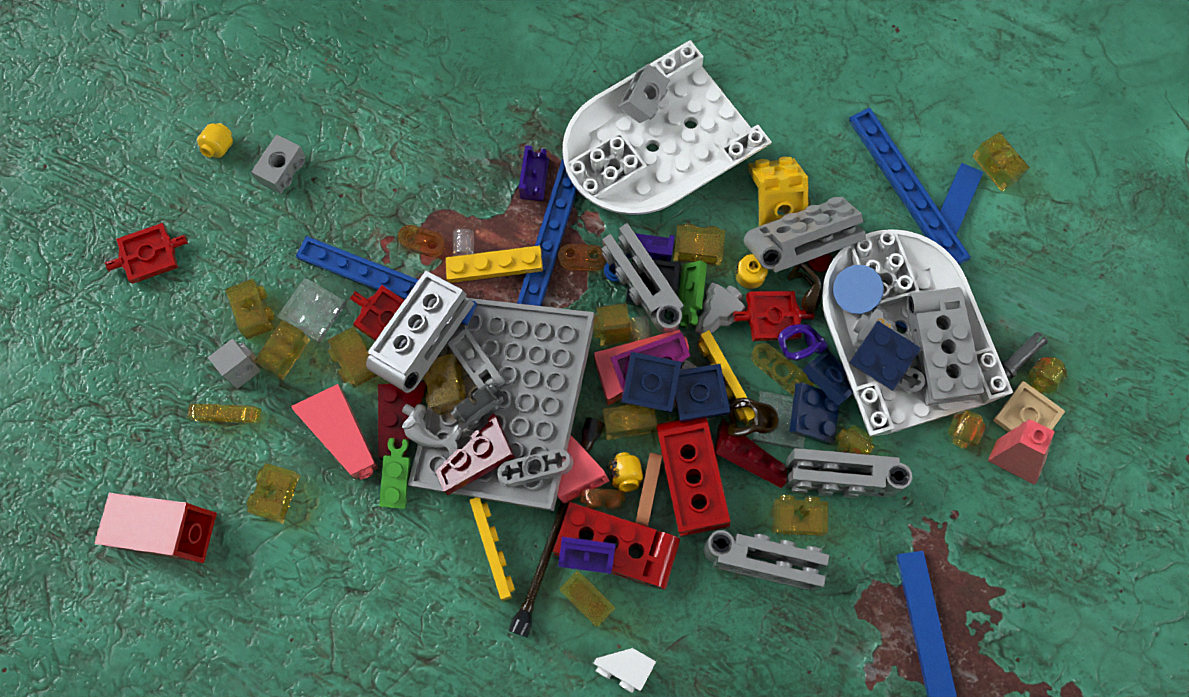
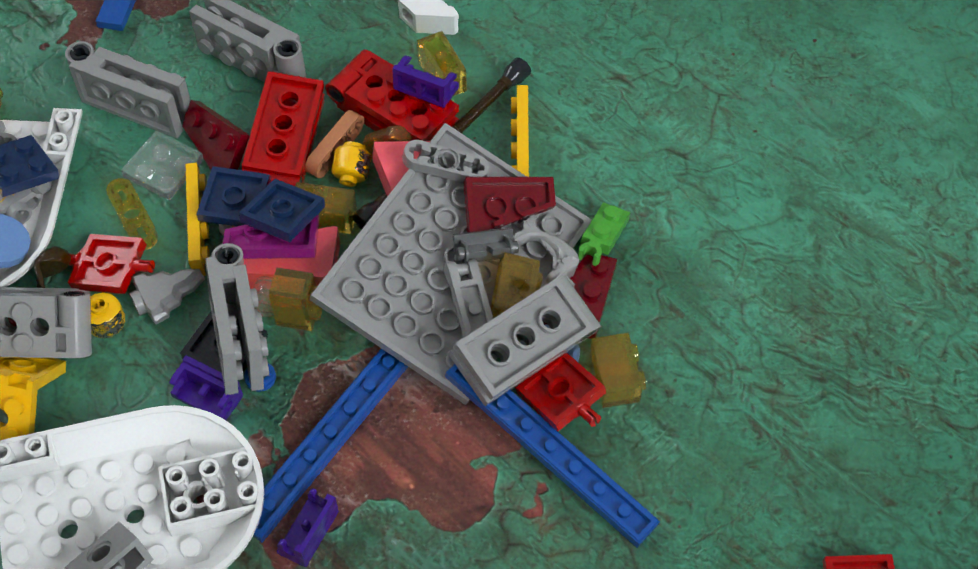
camera: 160 degrees left, 15 degrees down
(156, 527) = (888, 256): slope -> none
(224, 413) = (789, 356): clear yellow beam -> none
(235, 363) = (763, 394): light grey brick -> none
(242, 299) = (736, 483): clear yellow brick -> none
(273, 506) = (746, 255): clear yellow brick -> none
(282, 349) = (702, 402): clear yellow brick -> none
(312, 309) = (654, 444): clear plate -> none
(336, 426) = (657, 299): coral slope -> none
(422, 240) = (490, 487): clear orange plate -> none
(463, 242) = (435, 465): clear beam -> none
(494, 264) = (405, 427): yellow plate -> none
(582, 258) = (291, 407): clear orange plate -> none
(692, 291) = (182, 321): bright green plate -> none
(699, 244) = (143, 368): clear yellow brick -> none
(765, 419) = (177, 157): dark brown piece -> none
(785, 522) = (204, 76): clear yellow brick -> none
(812, 337) = (77, 222): dark purple piece -> none
(813, 414) = (123, 154): dark blue plate -> none
(830, 377) = (86, 179): dark blue plate -> none
(854, 441) = (100, 122): clear yellow head -> none

